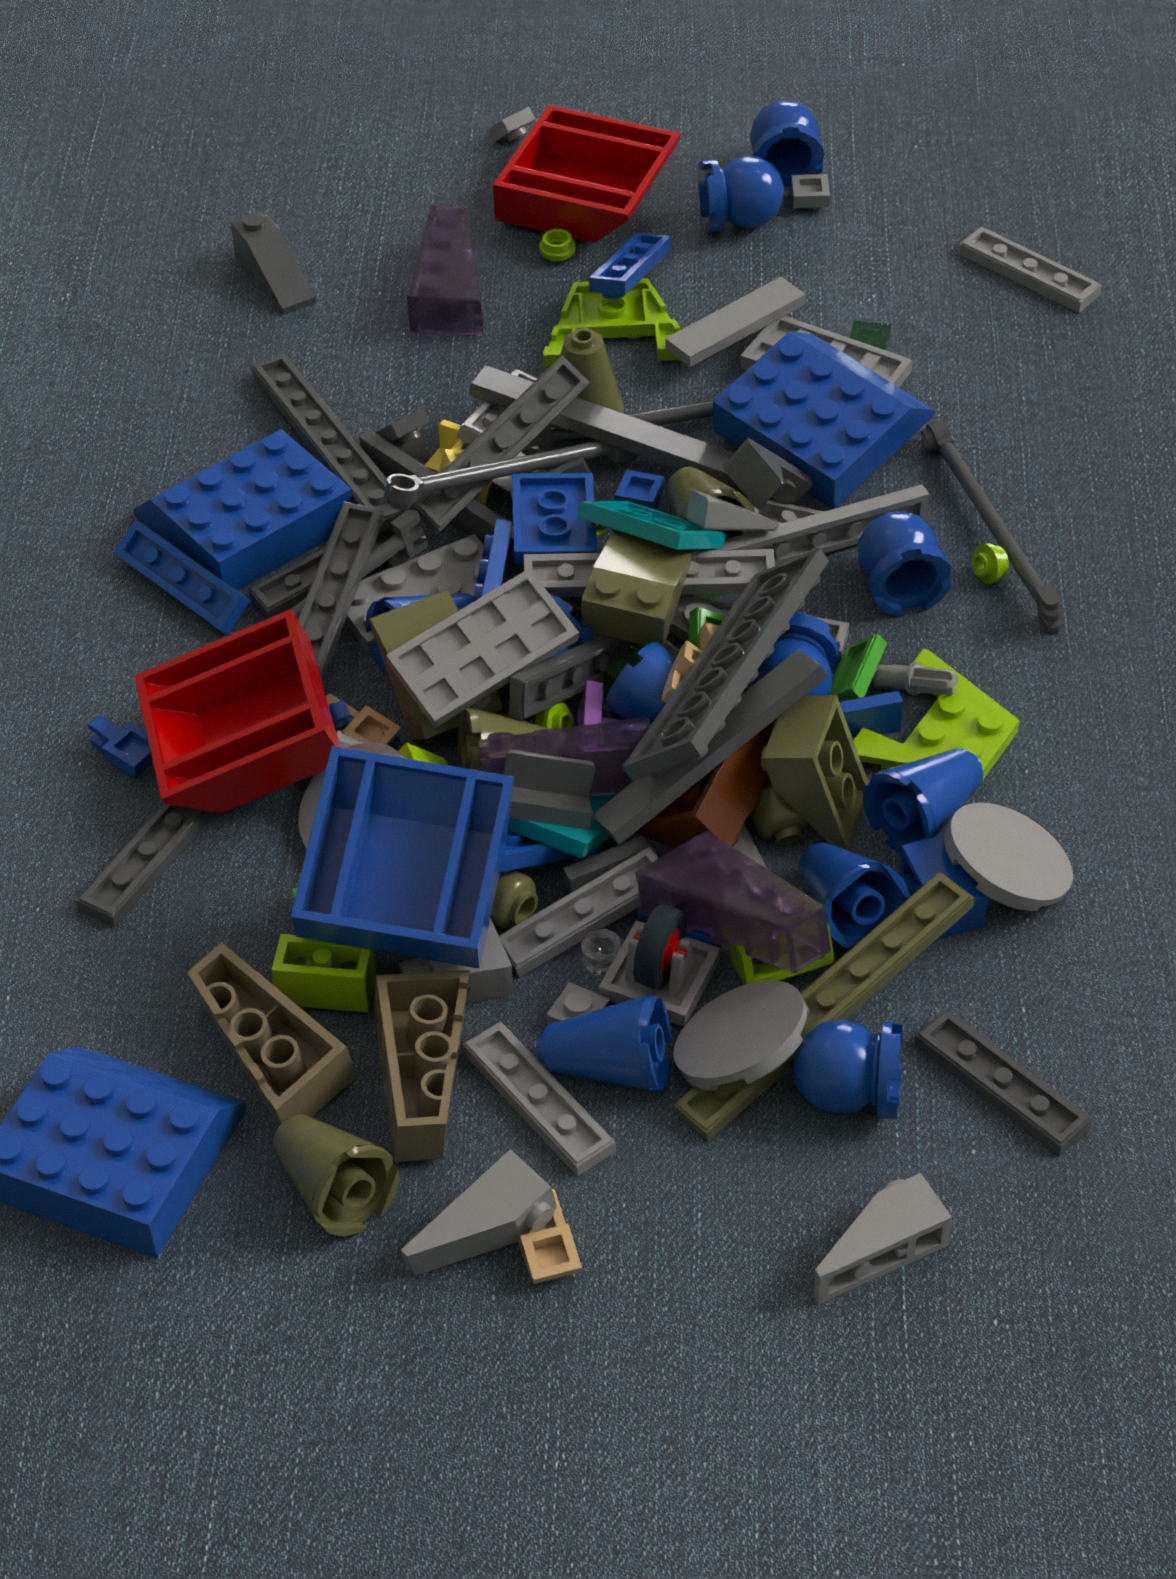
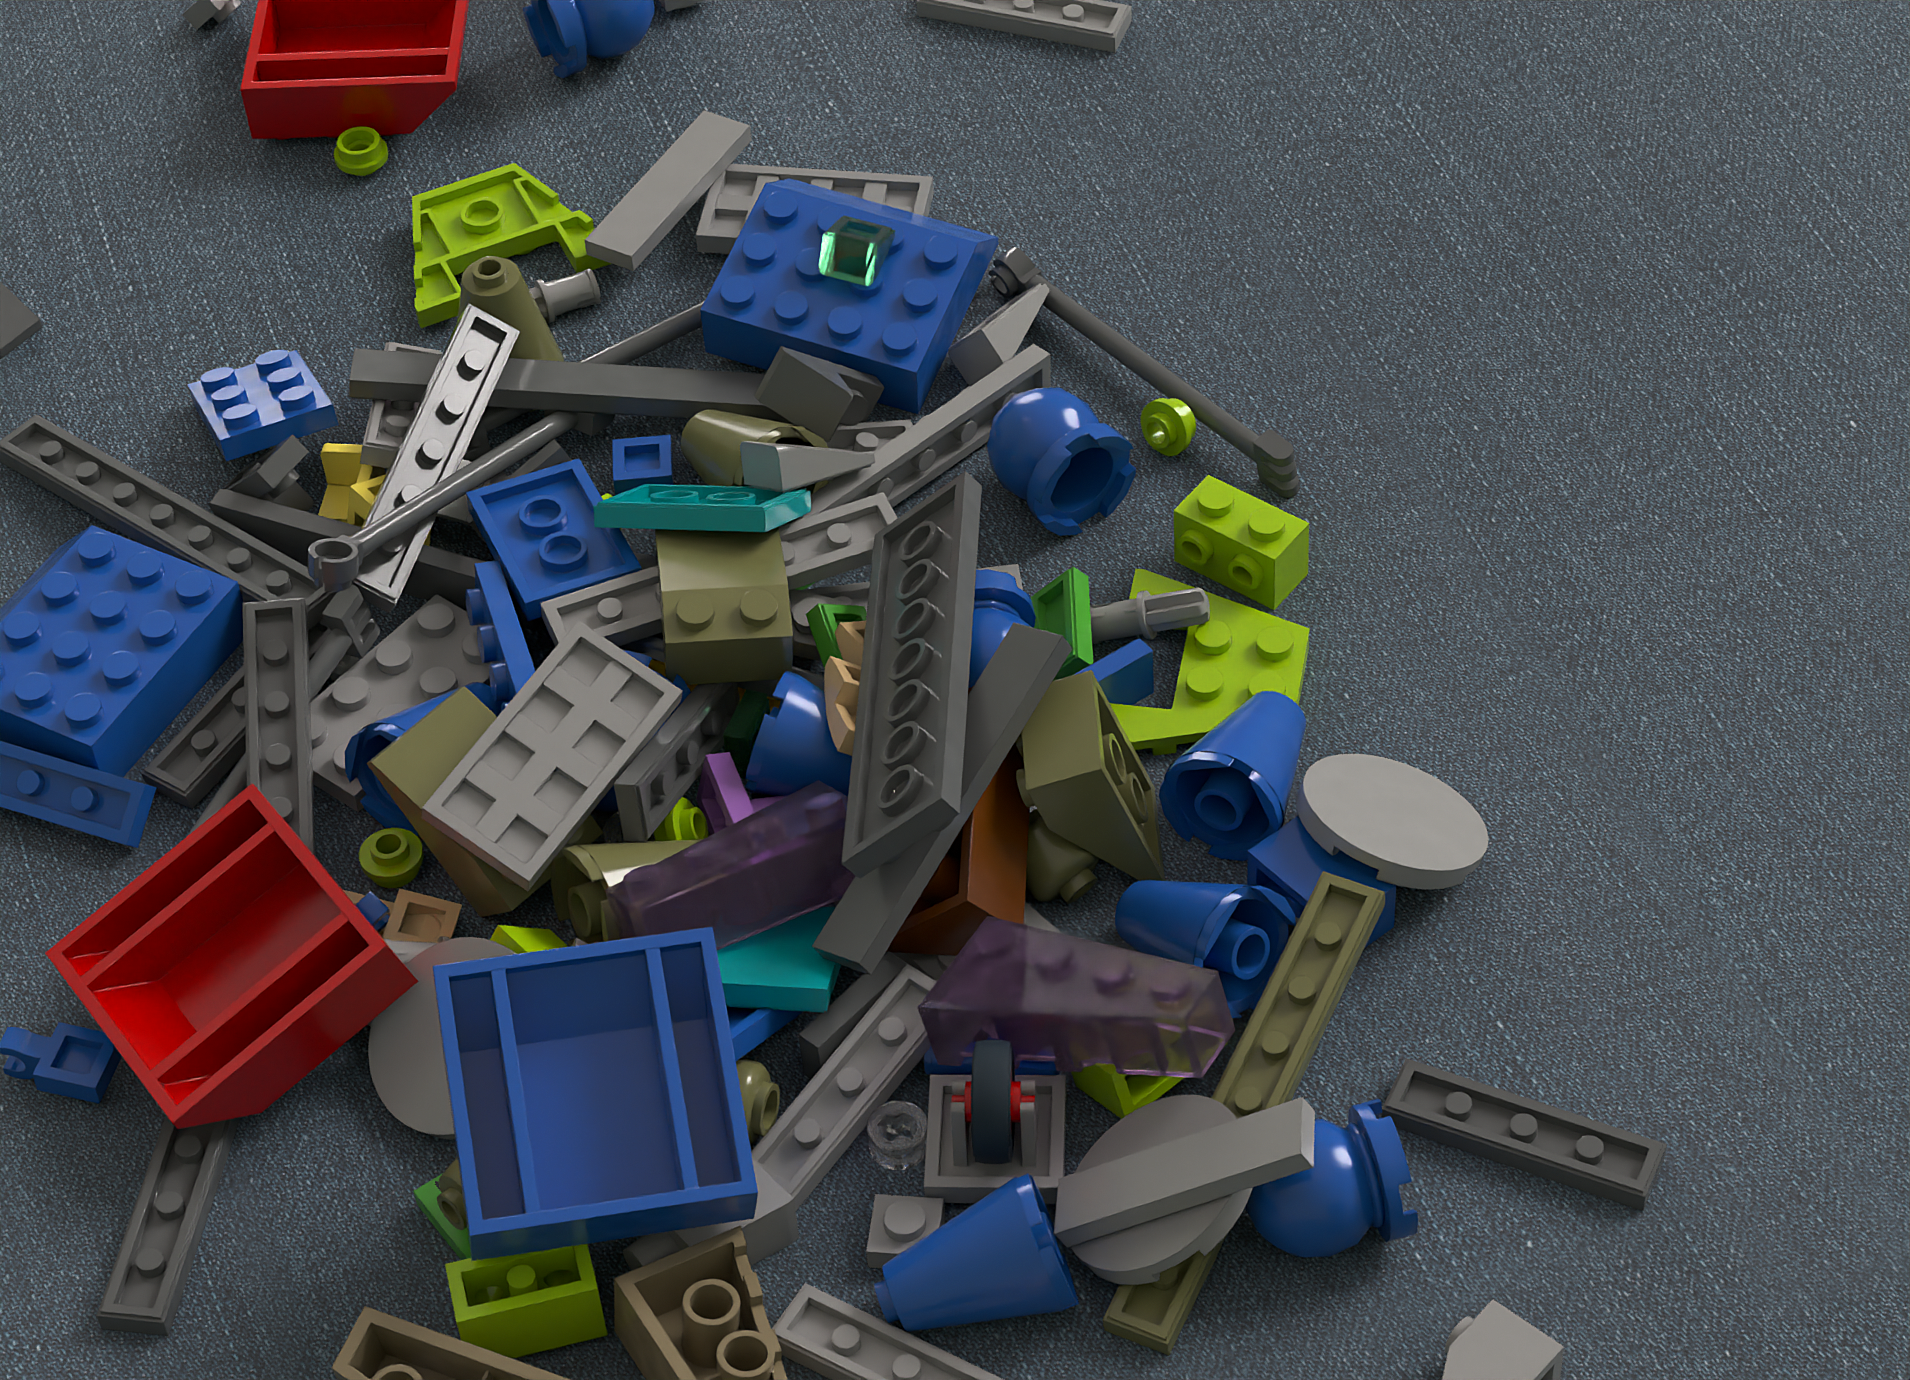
camera: 20 degrees left, 0 degrees up
(372, 686) = (391, 857): none -> lime plate
(420, 384) = (261, 403): none -> blue plate
(445, 279) = (229, 242): clear purple wedge -> none
(550, 788) = (749, 922): dark grey panel -> none
(629, 265) = (484, 151): blue plate -> none
(638, 370) = (566, 294): none -> light grey axle
(756, 1027) = (1185, 1172): none -> light grey tile
(825, 389) = (855, 250): none -> slope
(871, 333) = (856, 155): clear green tile -> none
(905, 473) = (997, 336): none -> light grey slope
(999, 651) = (1241, 542): none -> lime brick

